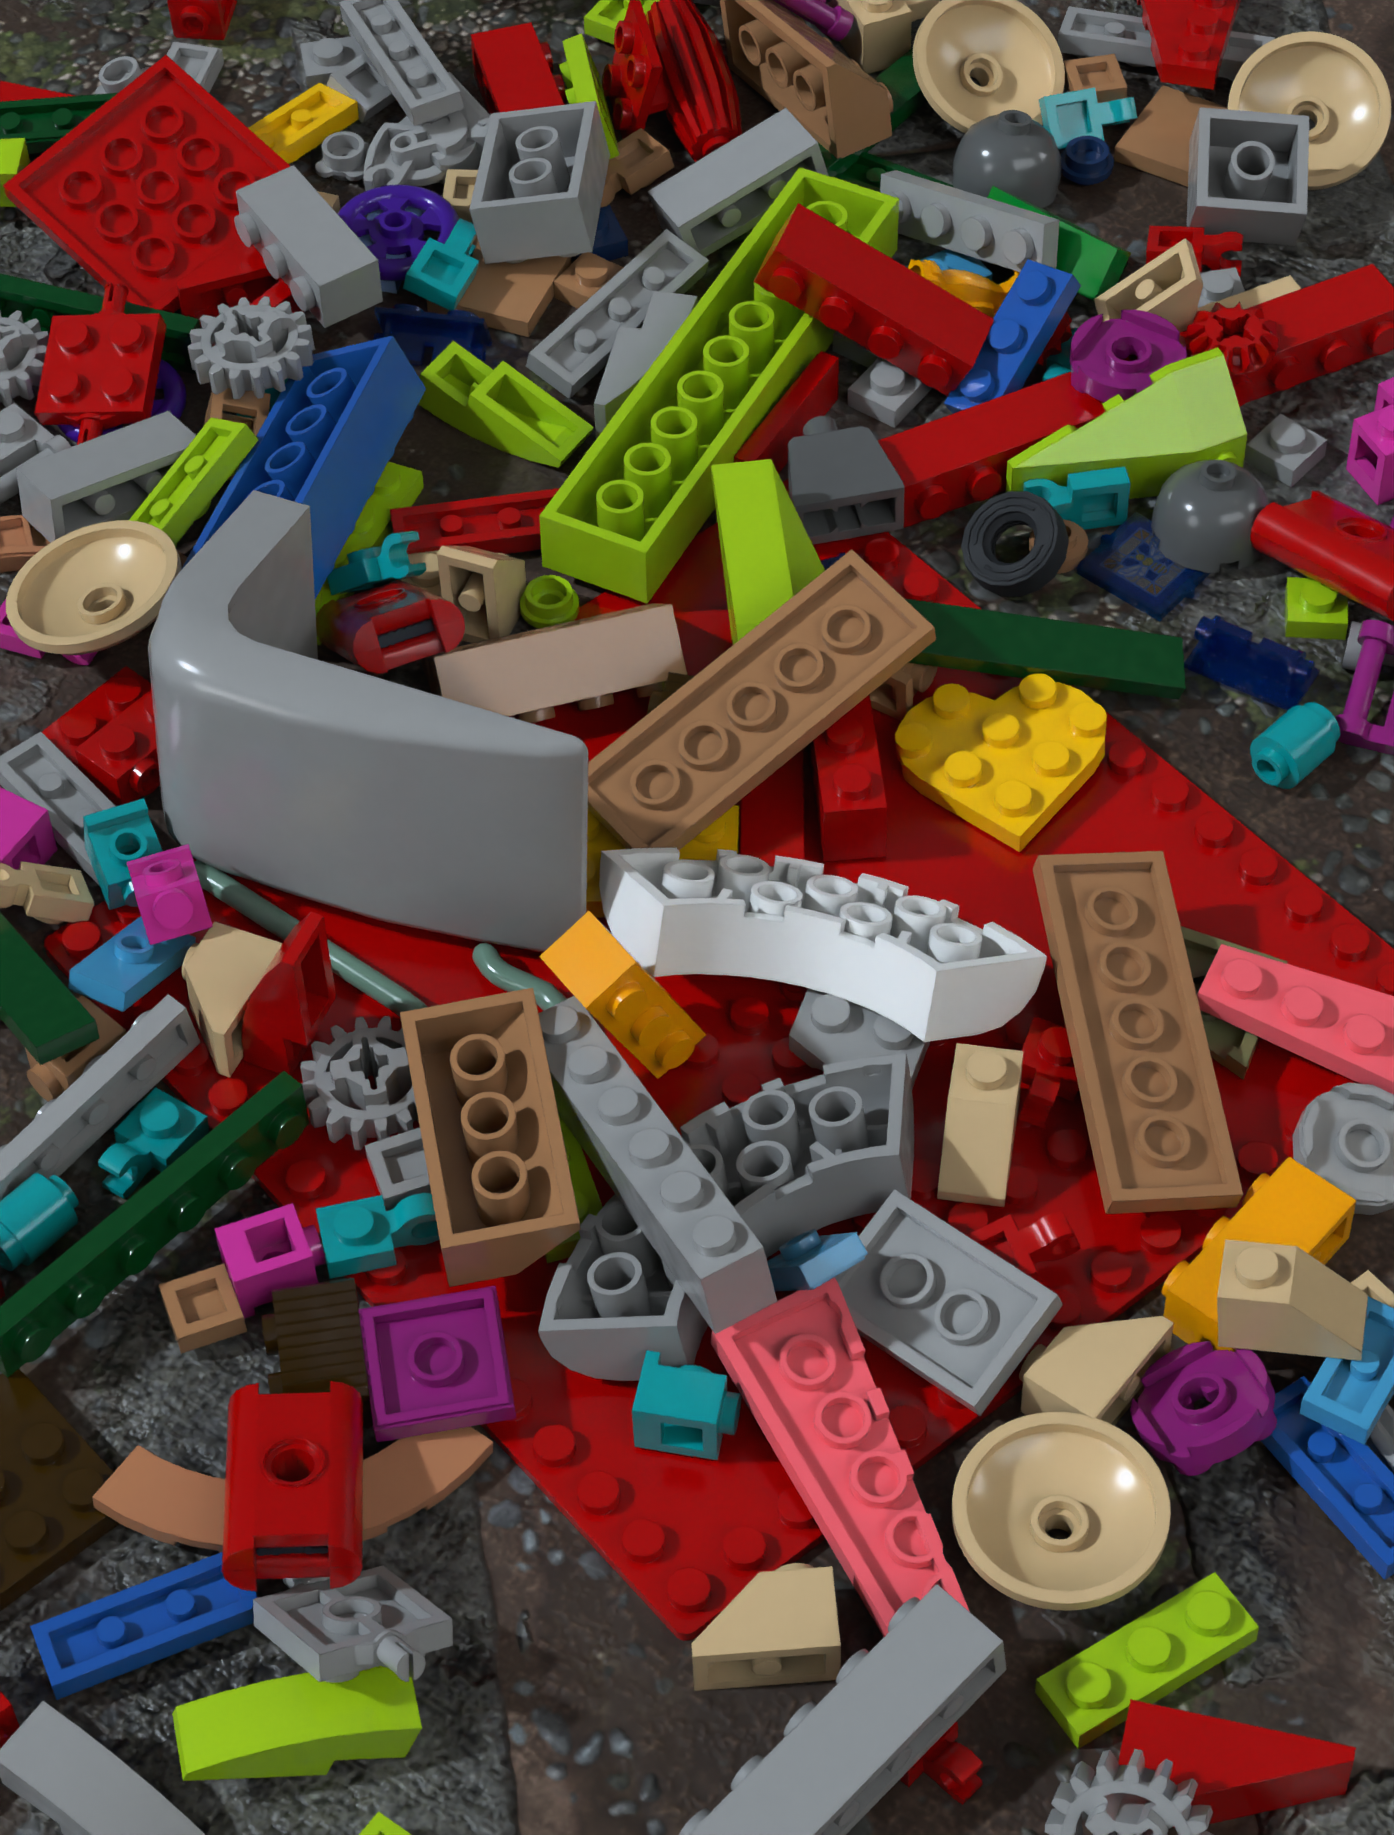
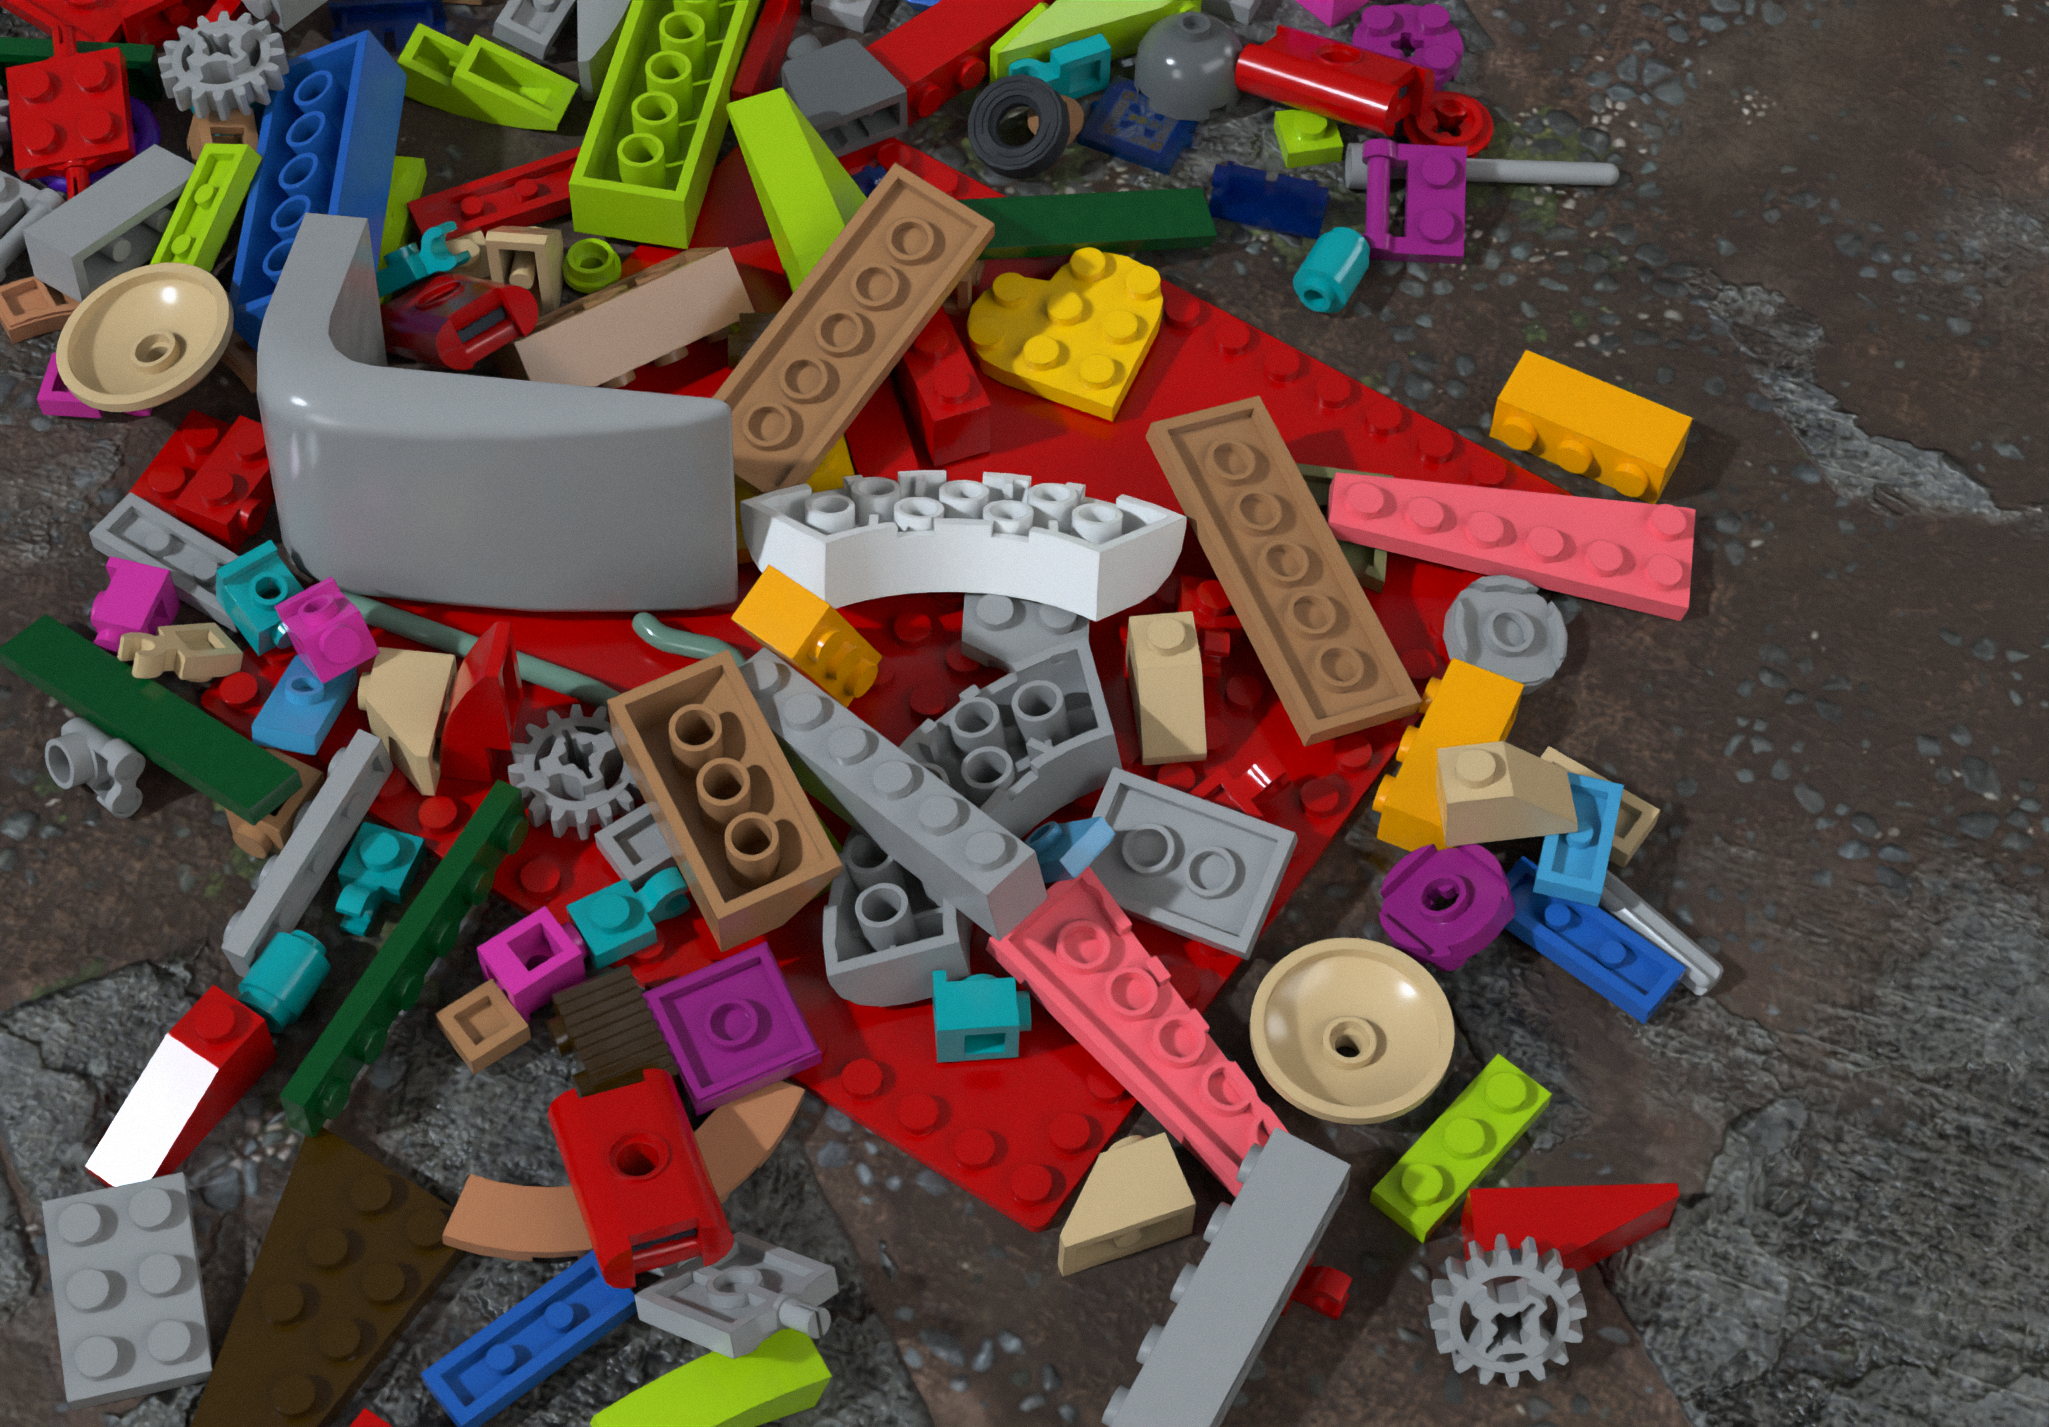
camera: 20 degrees left, 5 degrees up
(1094, 1367) = (1334, 893): tan slope -> none

